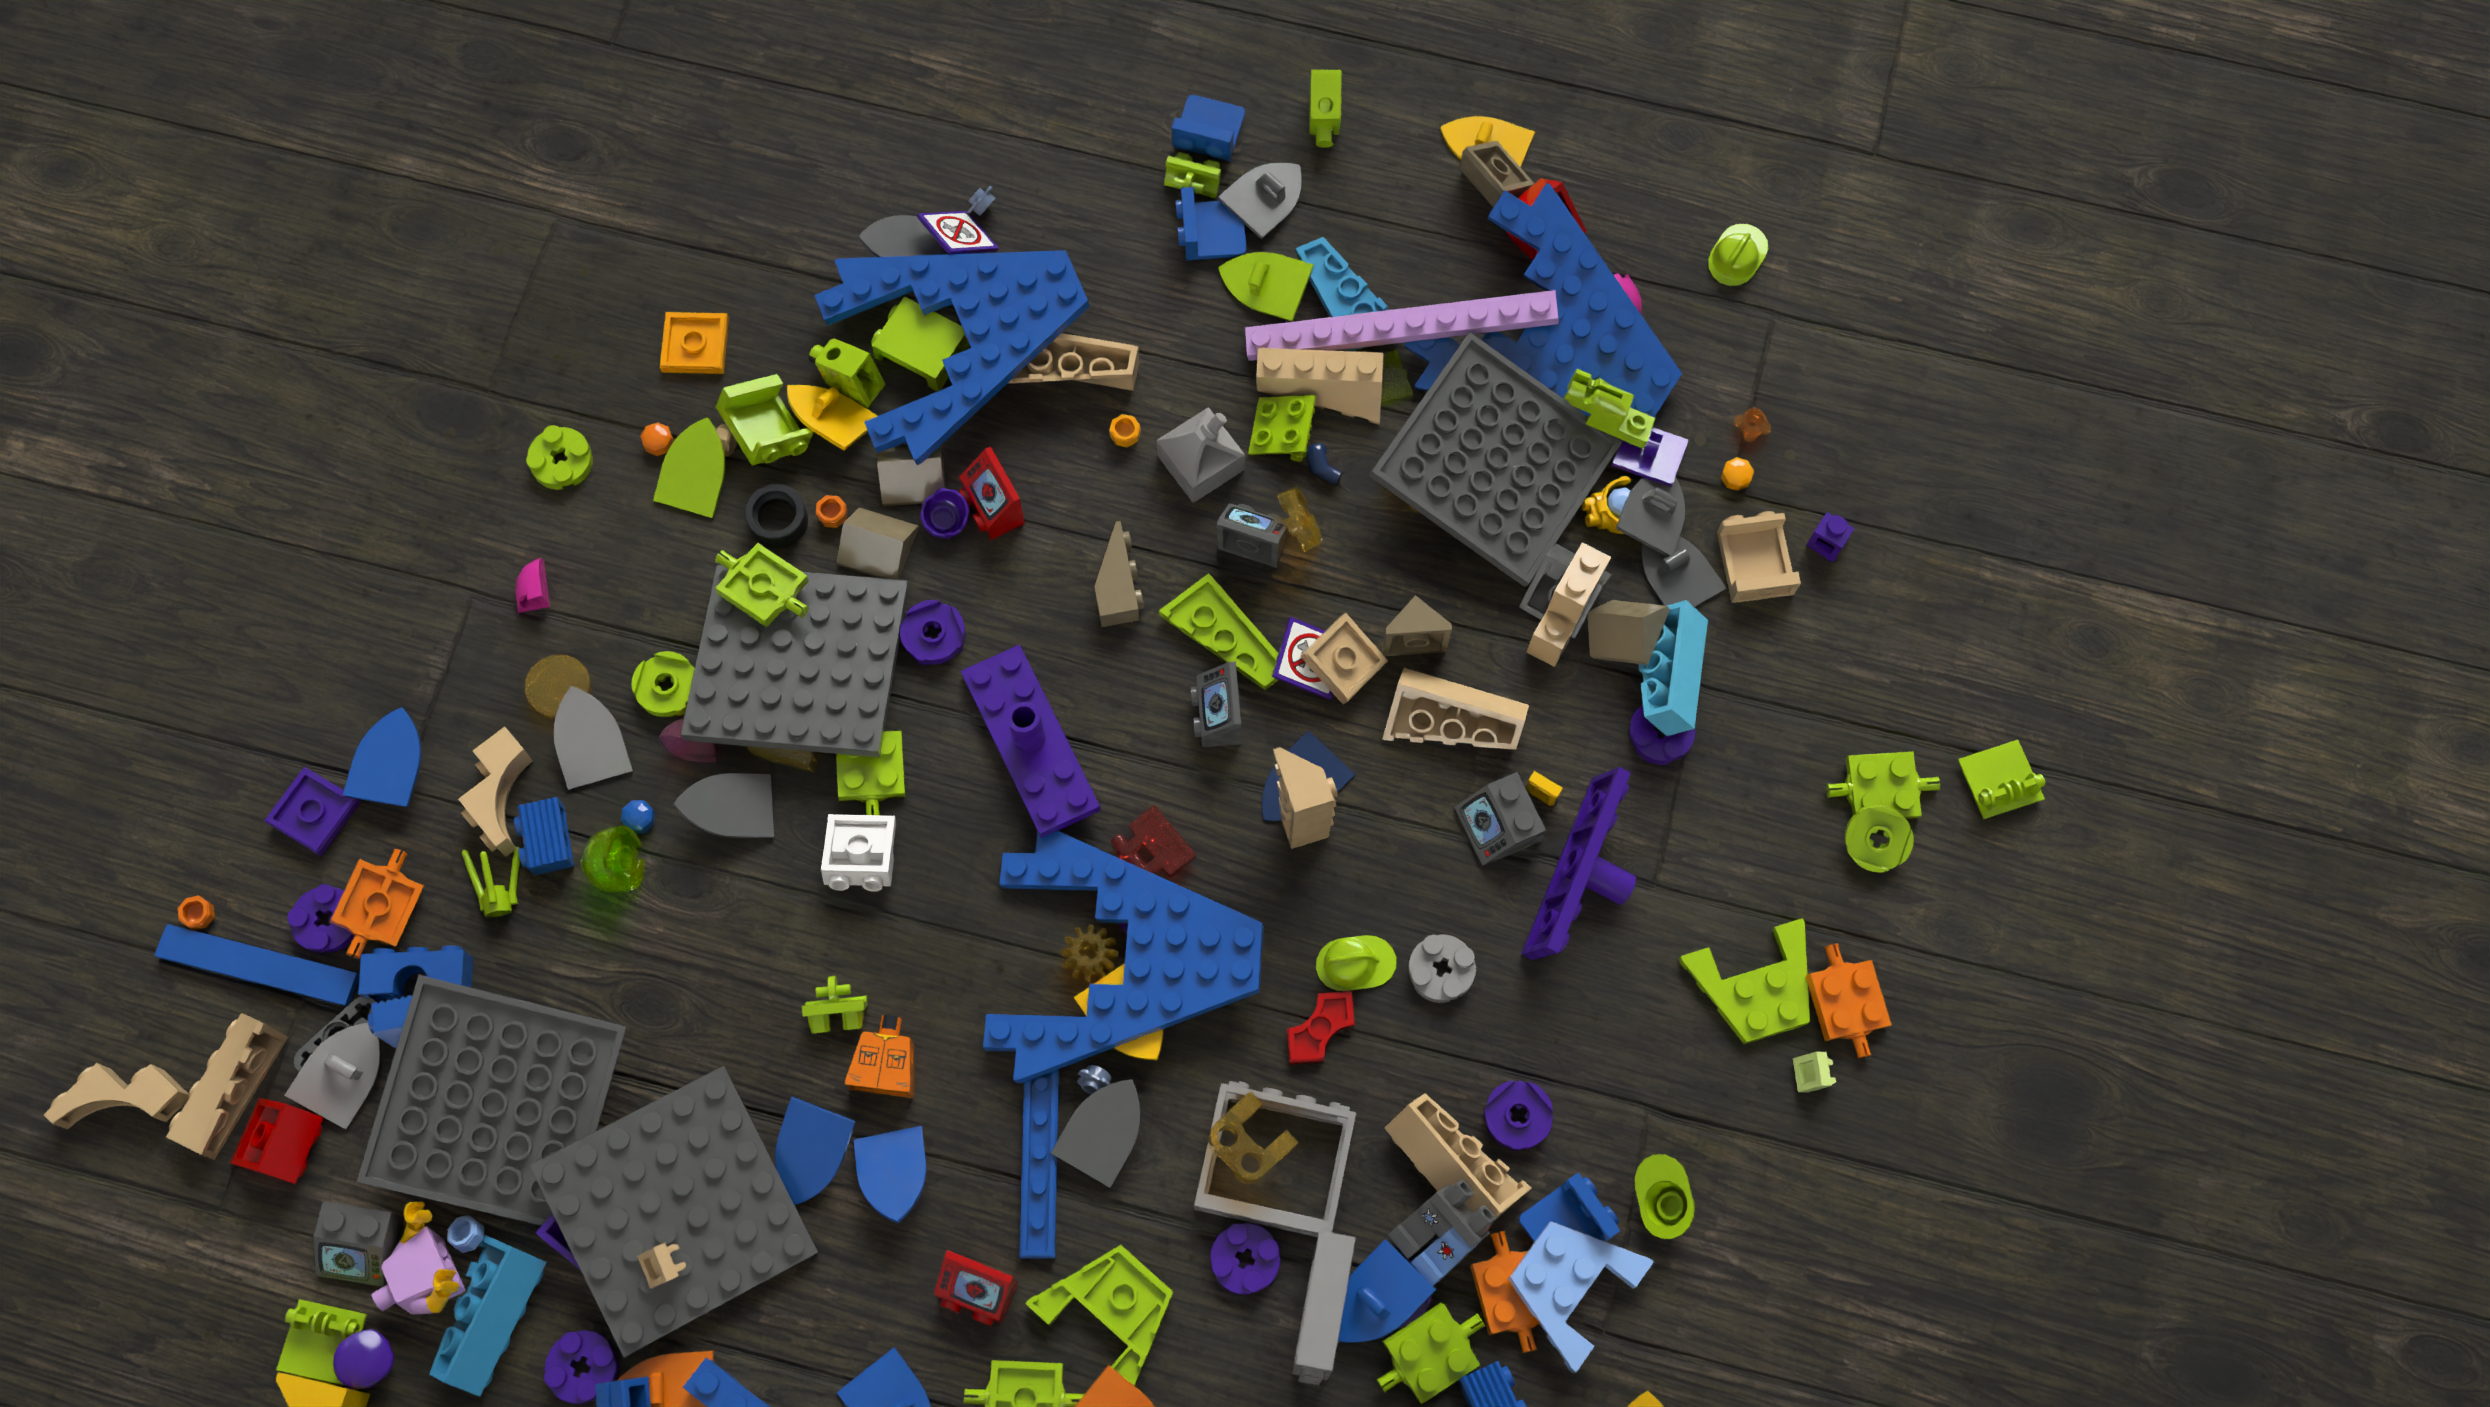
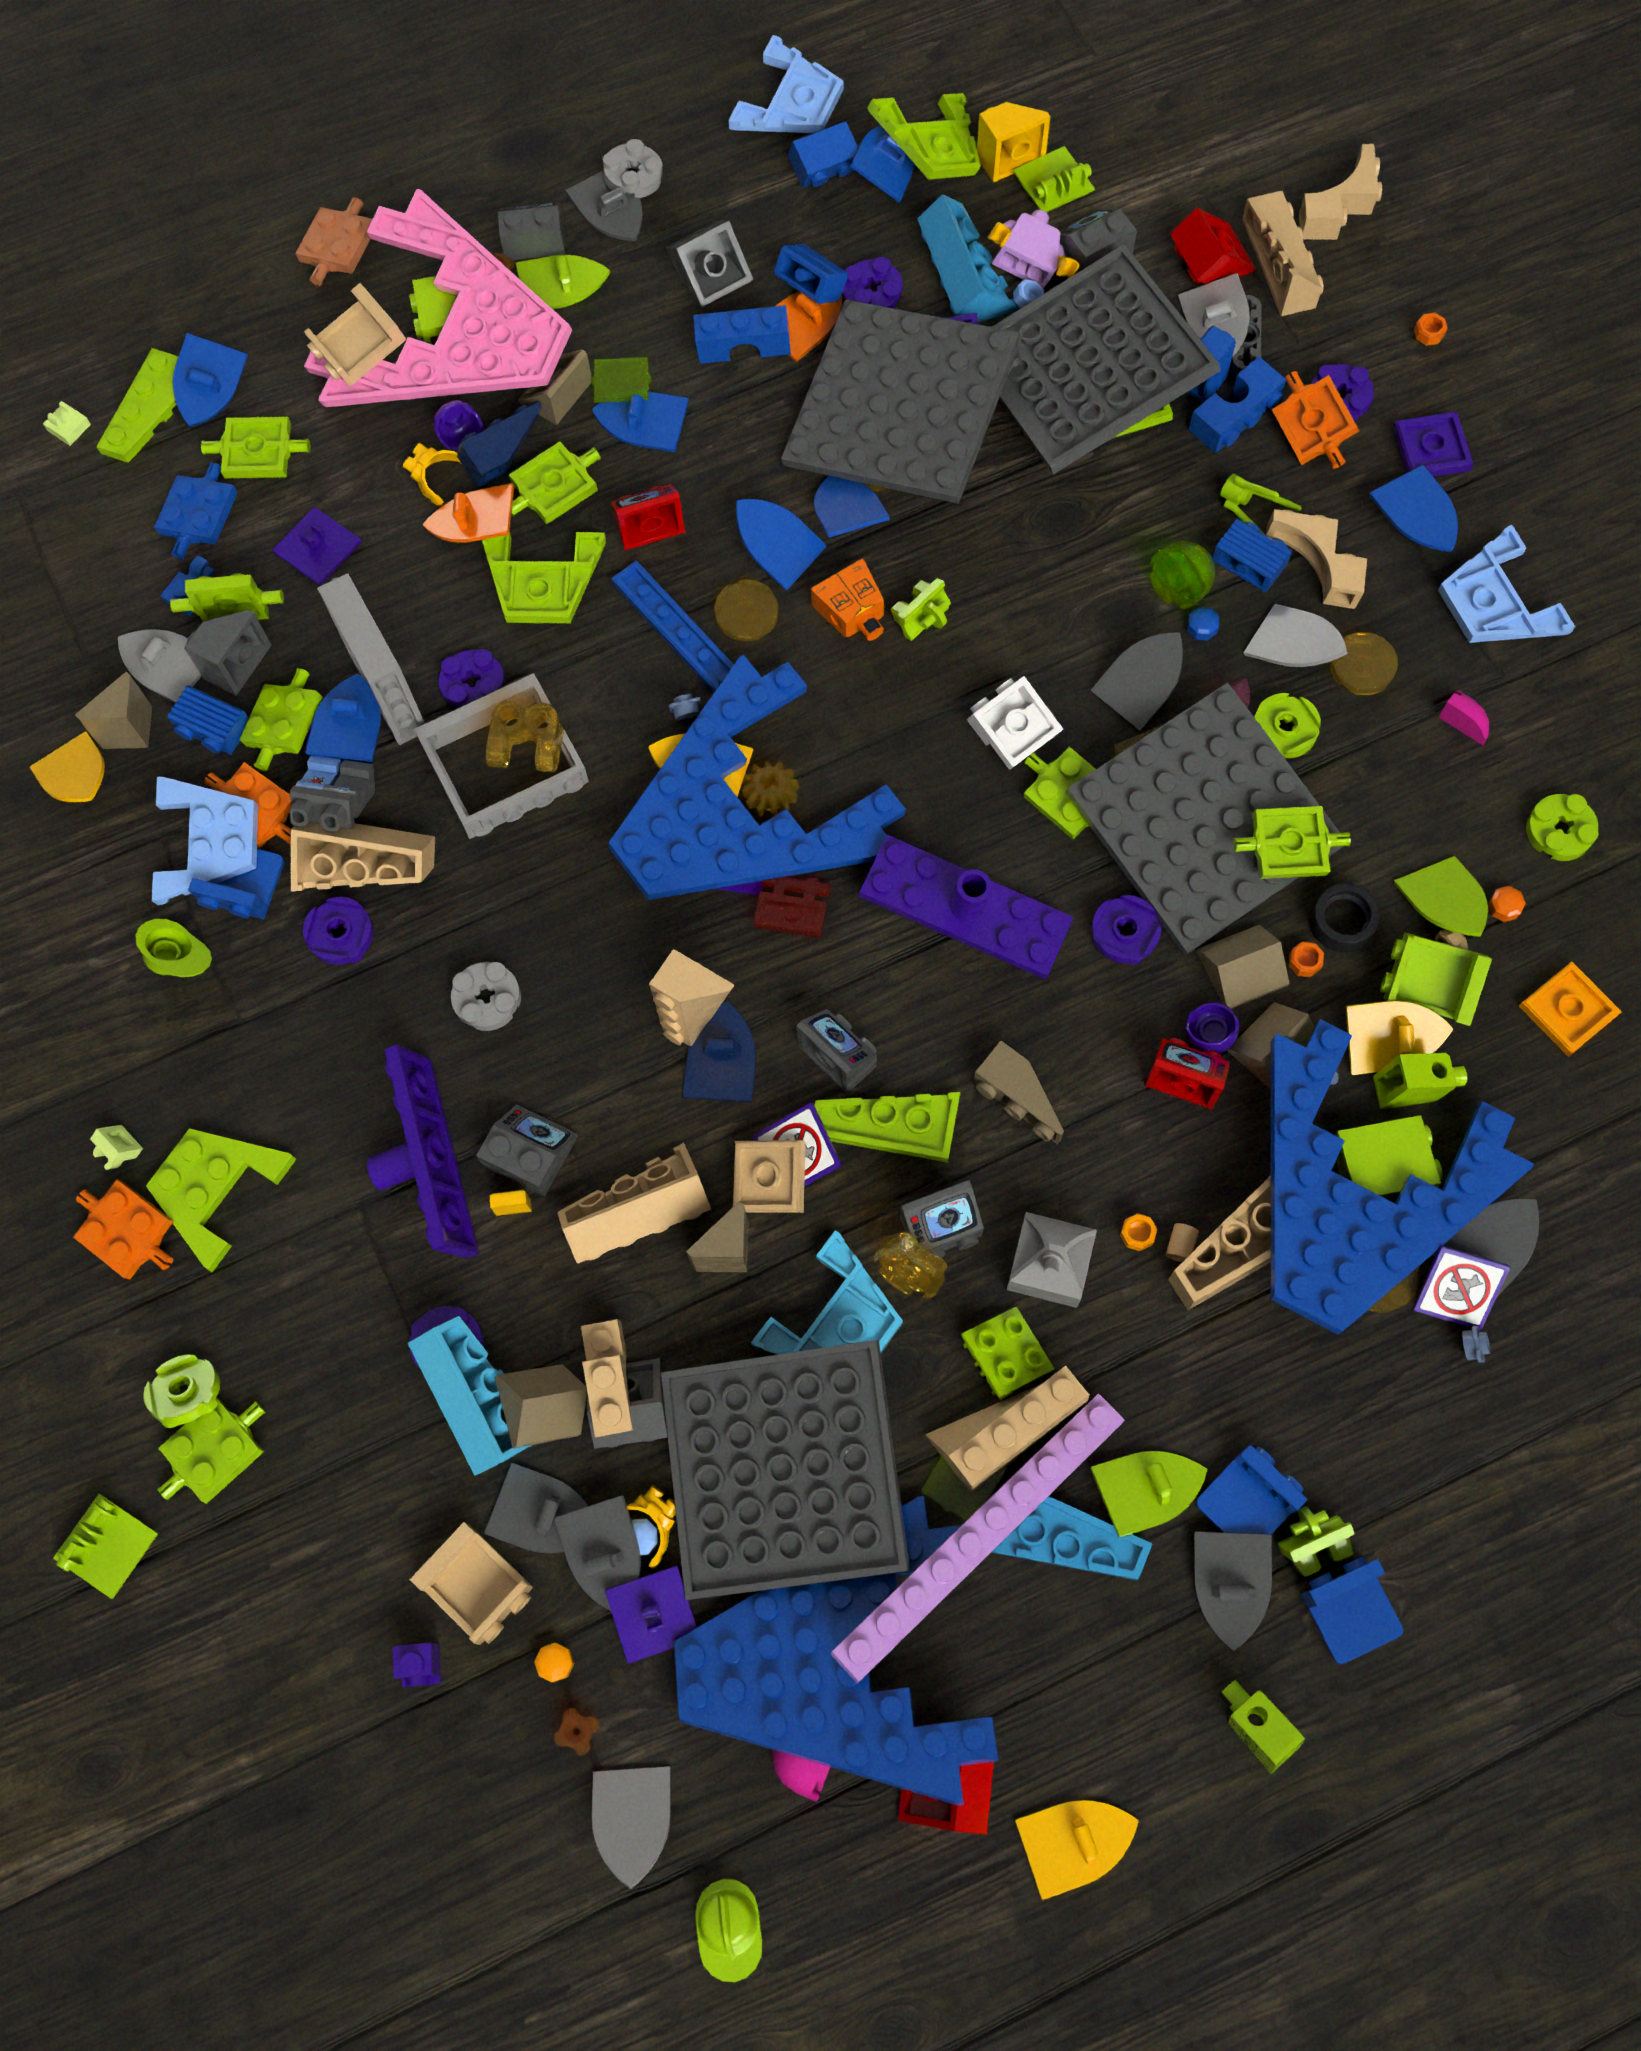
camera: 145 degrees right, 0 degrees up
(257, 965) = (1352, 333): blue tile -> none
(363, 1360) = (1012, 179): dark purple hair -> none
(419, 658) = (1487, 602): none -> light blue wing
(659, 1265) = (870, 349): tan tile -> none
(970, 1134) = (746, 610): none -> clear yellow tile
(1102, 1132) = (647, 675): dark grey shield -> none
(1103, 402) = (1181, 1242): none -> tan hinge
(1310, 1039) = (548, 866): red tile -> none
(1319, 466) = (943, 1343): dark blue arm -> none
(1356, 963) = (558, 949): lime piece -> none
(1373, 521) = (852, 1315): none -> medium azure wing
(1493, 171) = (1035, 1805): dark tan slope -> none
(1609, 408) = (715, 1610): lime plate -> none
(1755, 347) = (631, 1819): none -> light grey shield

